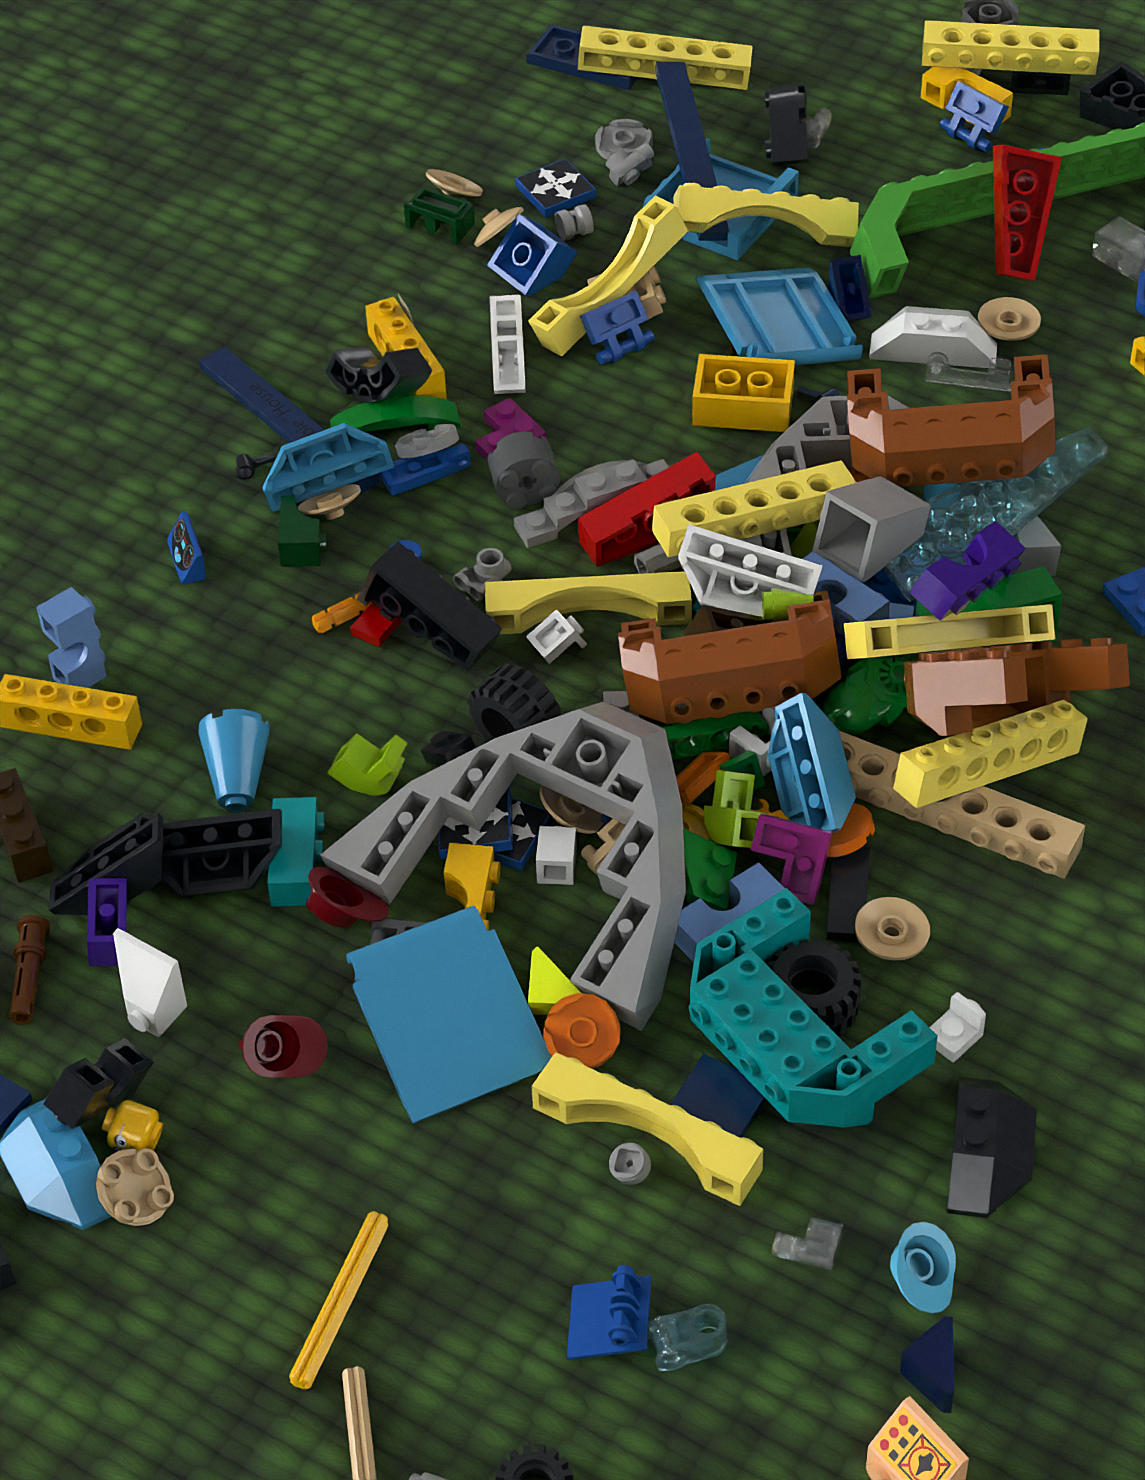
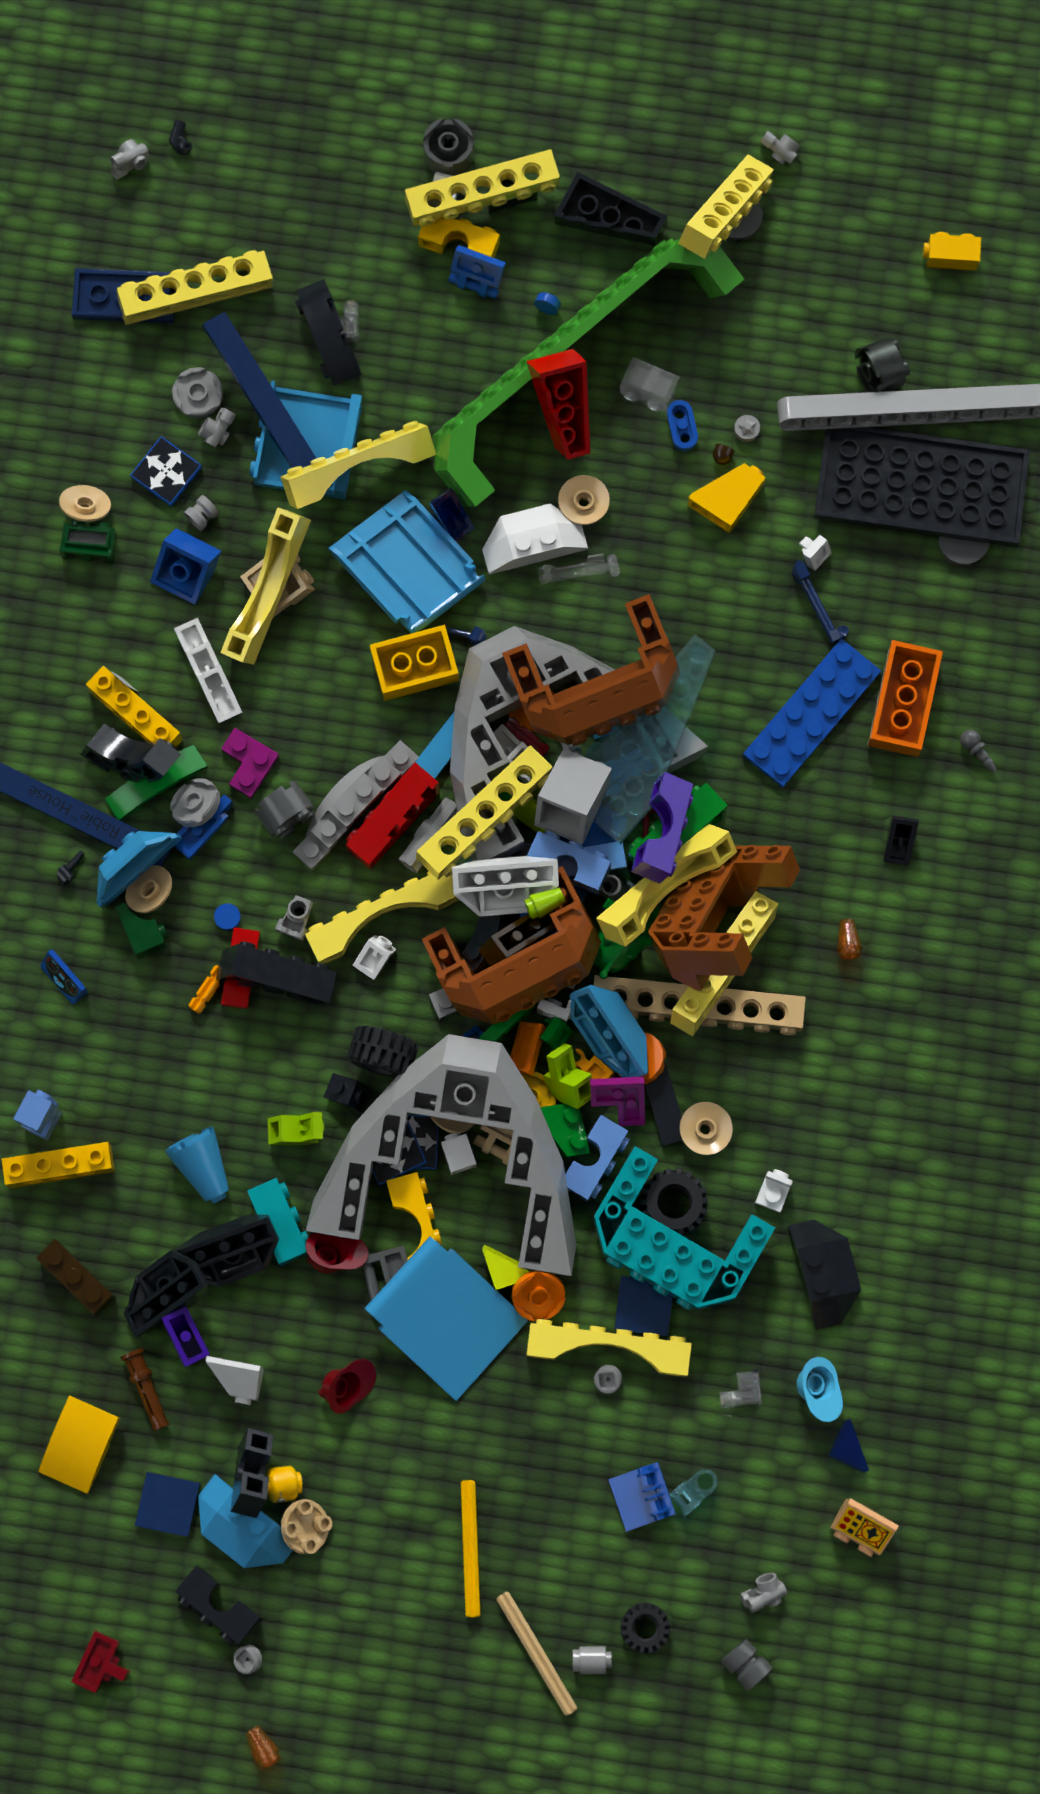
camera: 25 degrees left, 30 degrees up
(495, 223) = (146, 545): tan dish -> none
(614, 318) = (284, 624): blue plate -> none

